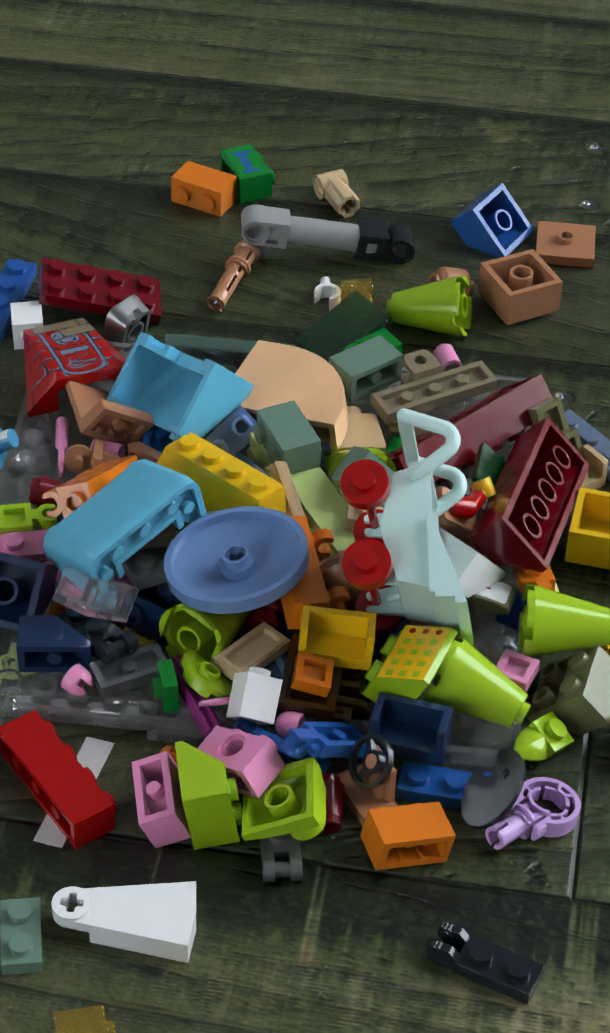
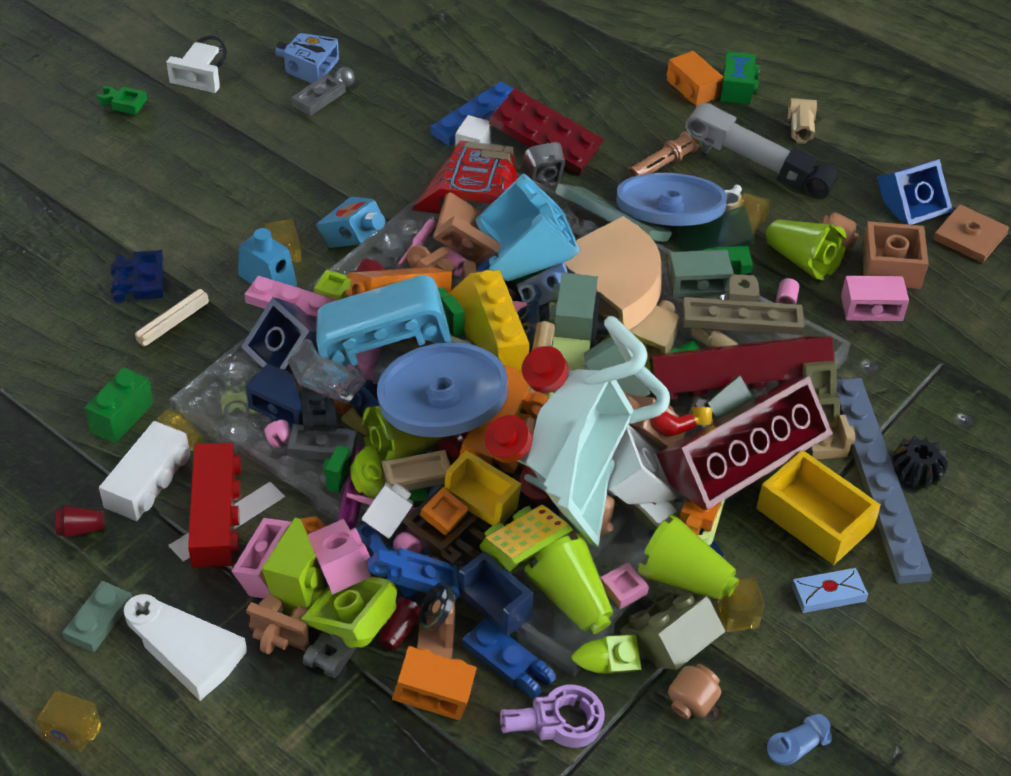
camera: 30 degrees right, 5 degrees up
(215, 858) = (276, 628): none -> nougat hips
(277, 311) = (671, 199): none -> medium blue dish
(490, 797) = (522, 680): black piece -> none
(528, 333) = (874, 298): none -> bright pink brick

